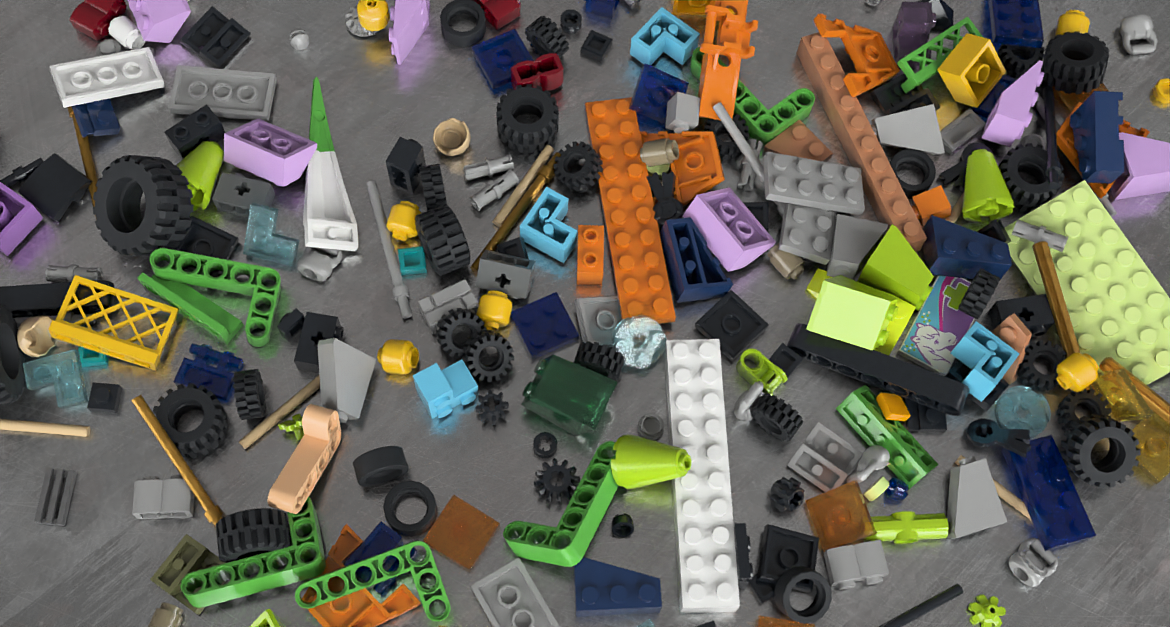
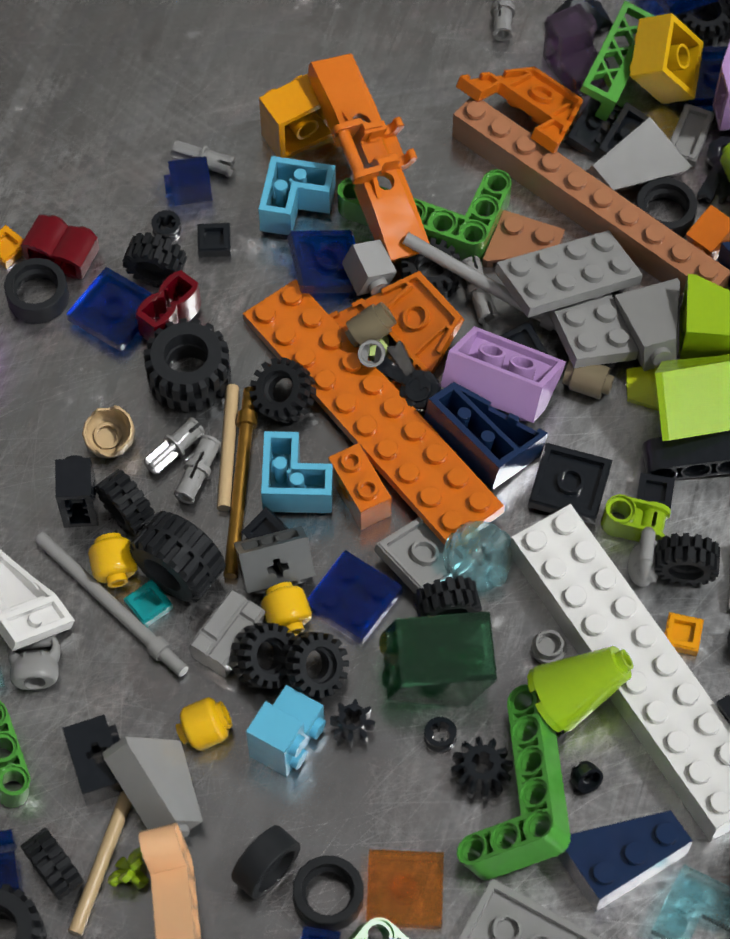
camera: 25 degrees left, 5 degrees down
(291, 324) = (48, 754): black plate -> none
(643, 169) = (364, 351): none -> light grey hinge
(746, 465) = (684, 633): none -> light orange tile

